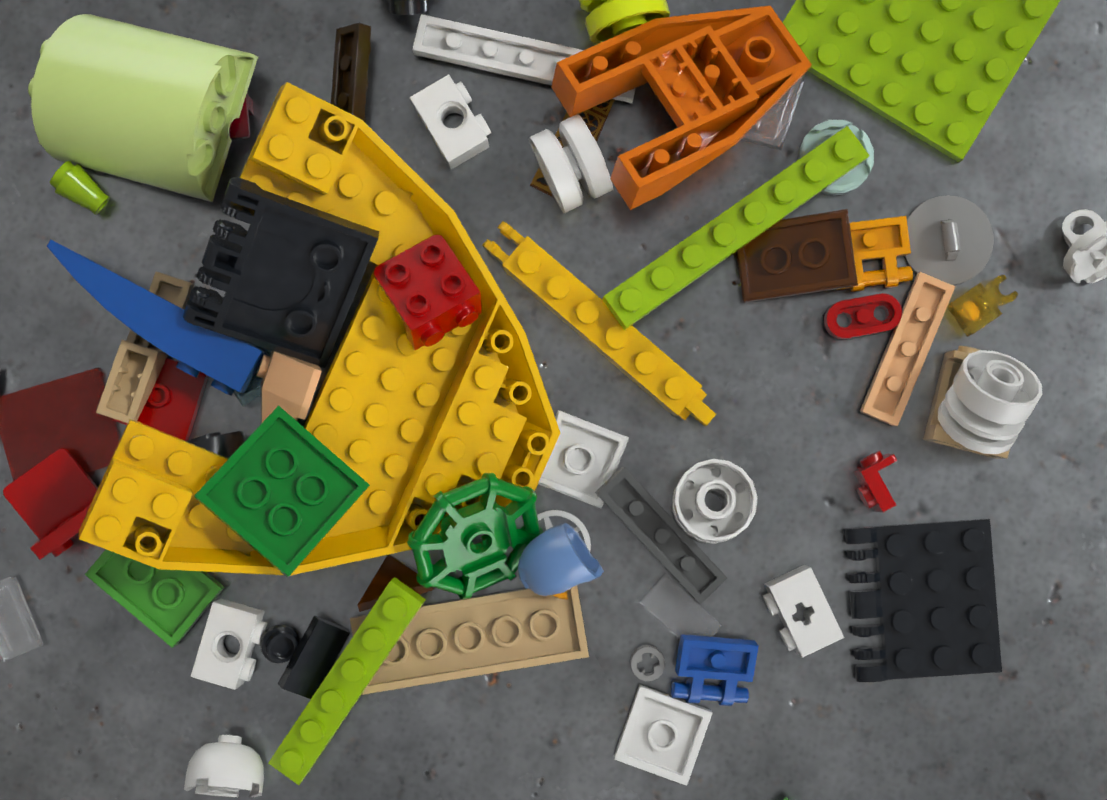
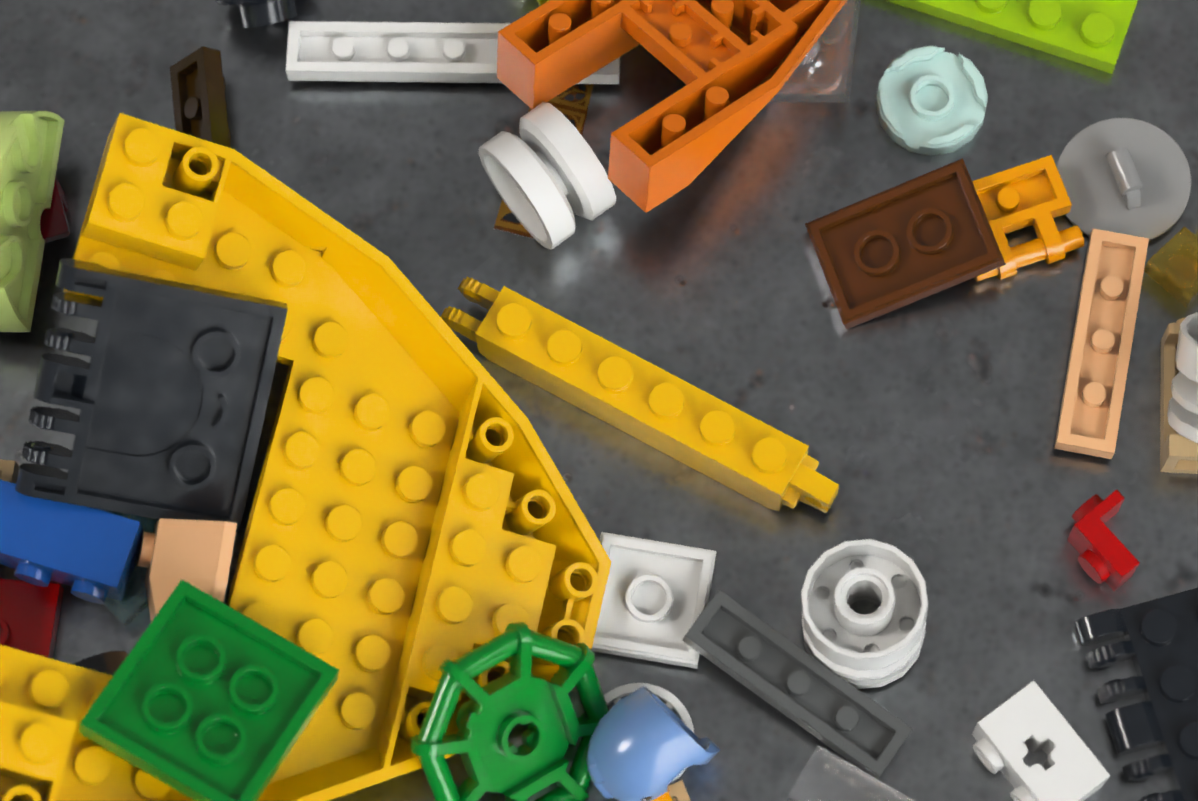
camera: 10 degrees left, 15 degrees down
(429, 291) = (377, 380): red bracket -> none
(454, 143) = (371, 187): white brick -> none
(735, 228) = (803, 218): lime plate -> none
(861, 316) = (1022, 311): red plate -> none

